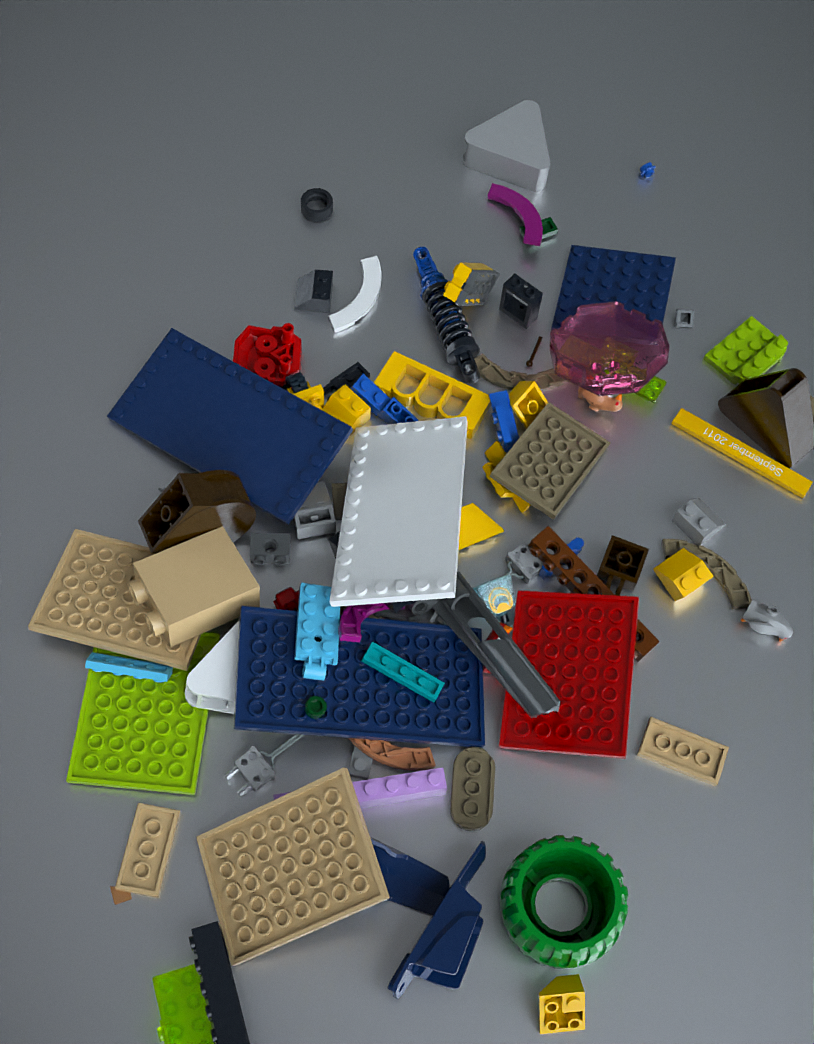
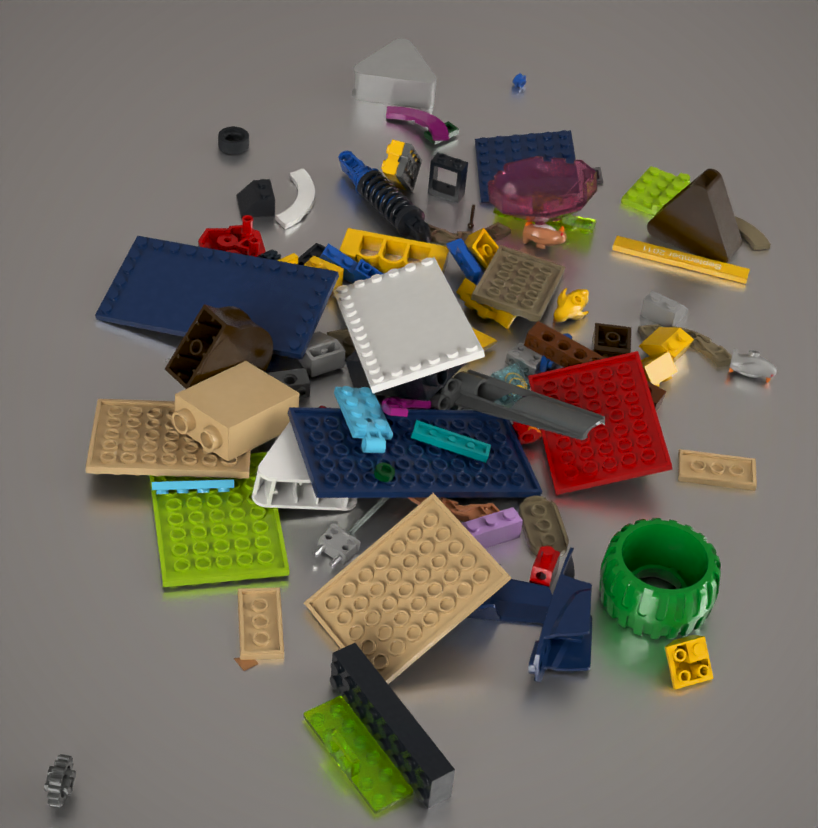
camera: 15 degrees left, 20 degrees down
(450, 854) = (546, 562): none -> red torso
(597, 498) = (571, 305): none -> yellow animal
(657, 604) = (658, 368): none -> yellow slope

